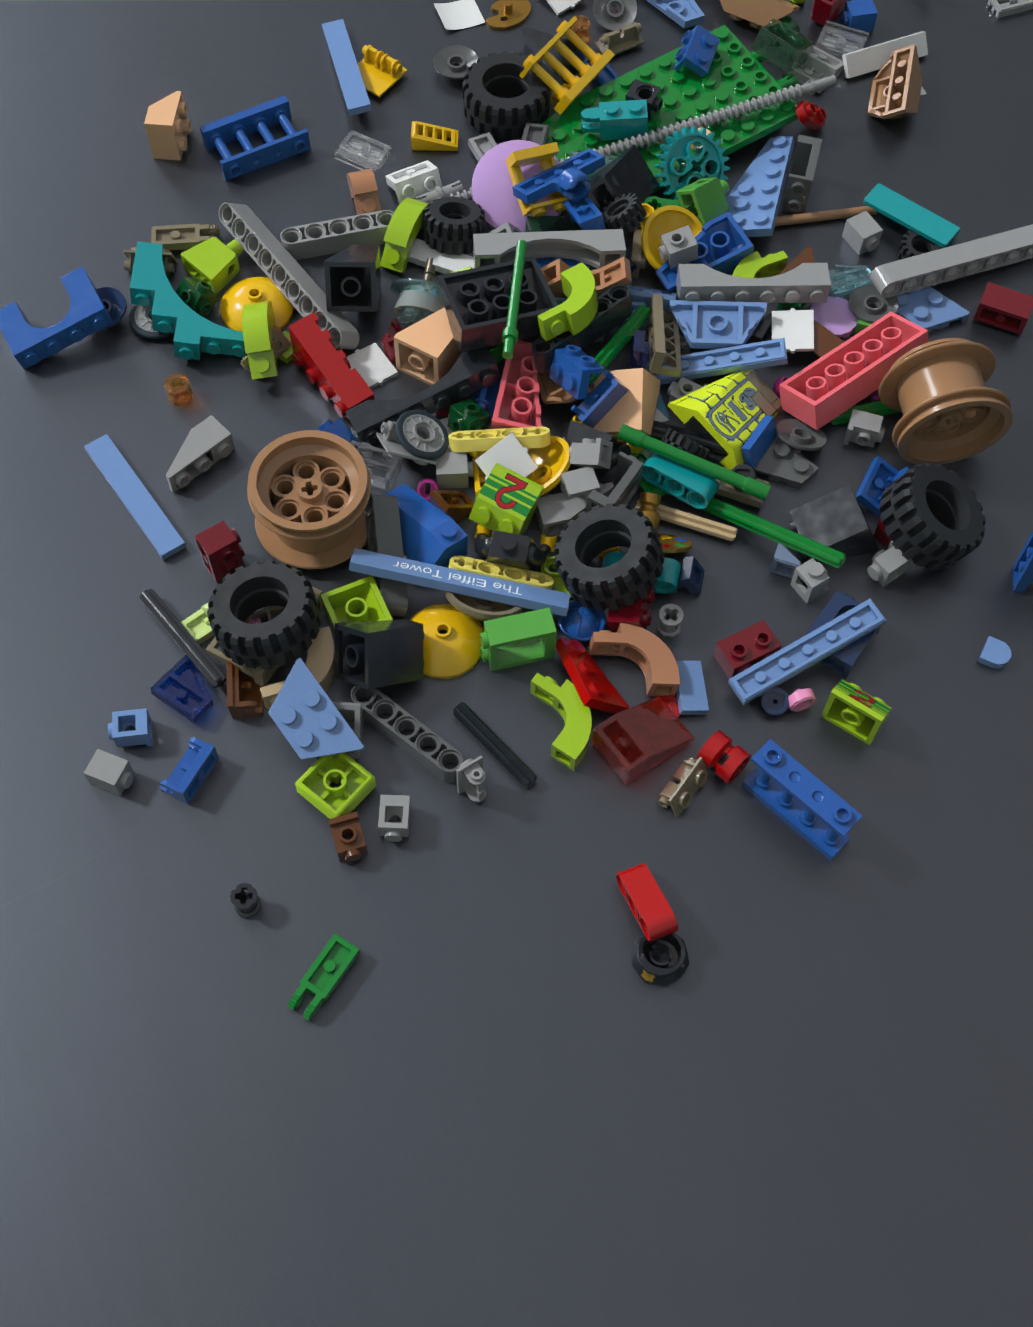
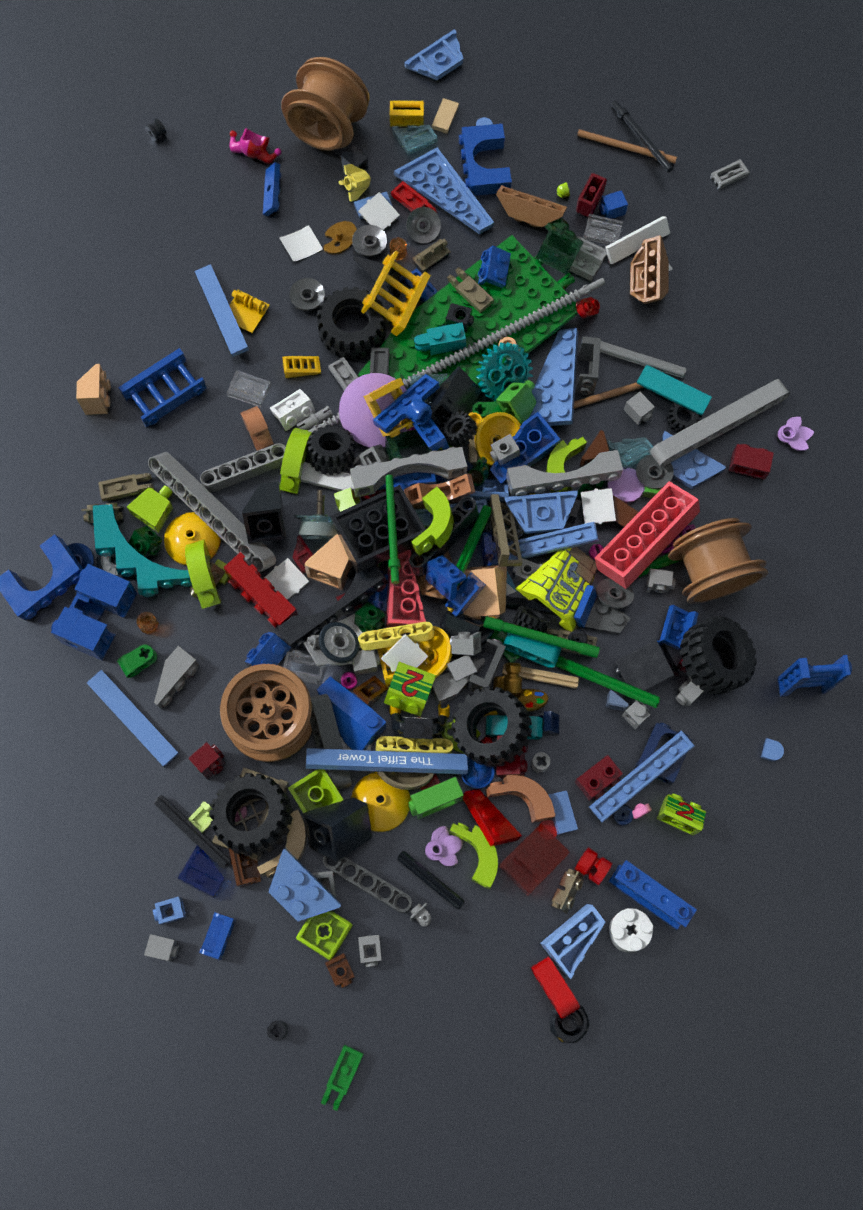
camera: 10 degrees left, 10 degrees up
(93, 374) = (80, 623): none -> blue piece
(155, 429) = (135, 661): none -> green piece
(523, 707) = (446, 845): none -> lavender plate
(544, 16) = (369, 234): none -> flat silver dish
(641, 272) = (480, 472): none -> dark green piece
(662, 74) = (471, 291): none -> dark tan hinge
(680, 843) = (573, 938): none -> light blue wedge
(779, 843) = (642, 927): none -> white brick
(867, 180) = (642, 359): none -> light grey axle

